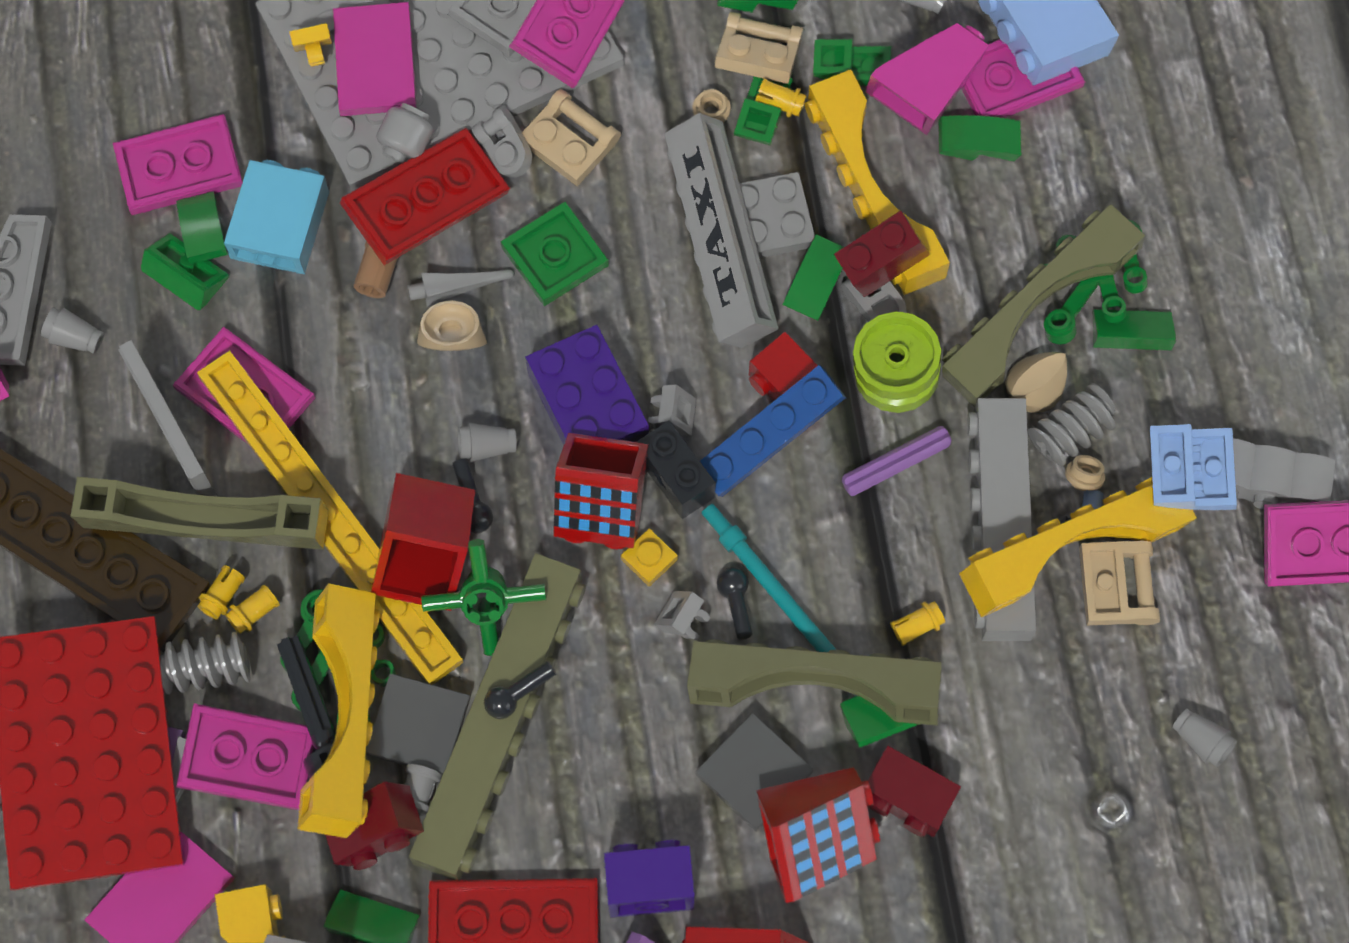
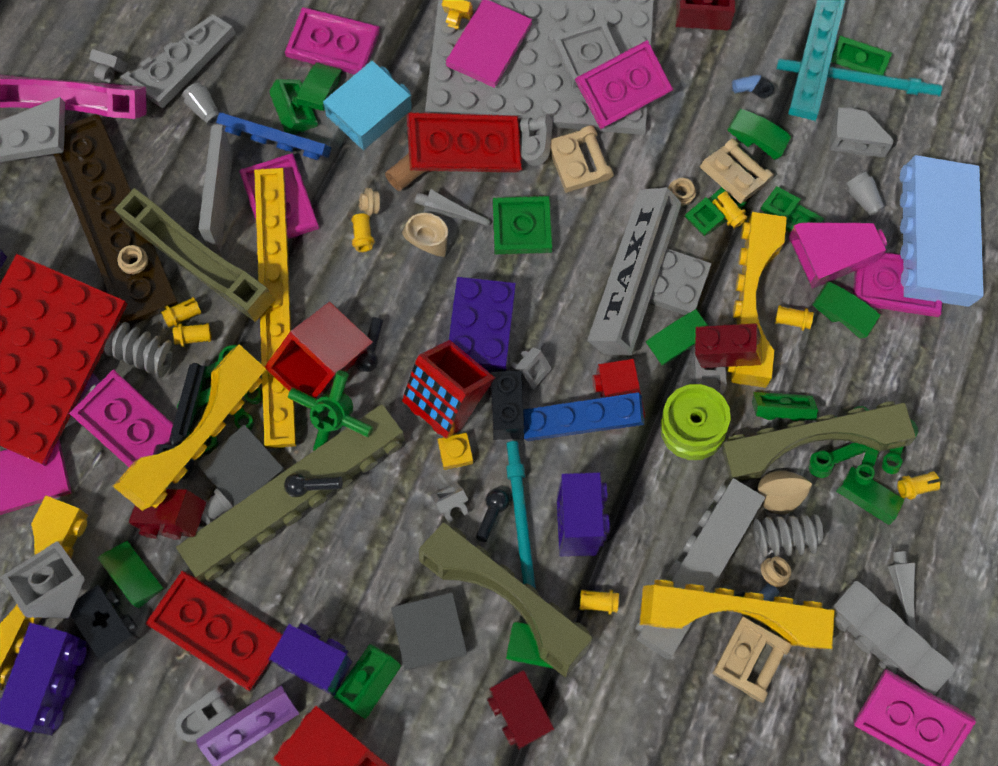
camera: 30 degrees right, 0 degrees up
(115, 557) = (127, 254): none -> tan plate
(206, 317) = (263, 133): none -> blue plate
(358, 331) = (369, 202): none -> tan plate
(372, 371) = (362, 234): none -> yellow pin
(404, 132) = (475, 96): light grey head -> none
(484, 441) = (400, 316): light grey cone -> none
(720, 868) = (367, 681): none -> green slope
(818, 830) = (439, 697): red slope -> none
(842, 538) = (580, 514): none -> dark purple brick
(896, 460) = (655, 486): medium lavender axle -> none
(929, 179) = (794, 317): none -> yellow pin
(981, 285) = (790, 406): none -> green plate
(1170, 294) = (913, 486): none -> yellow pin
(1193, 467) = (850, 613): light blue slope -> none
(1223, 399) = (903, 578): none -> light grey piece

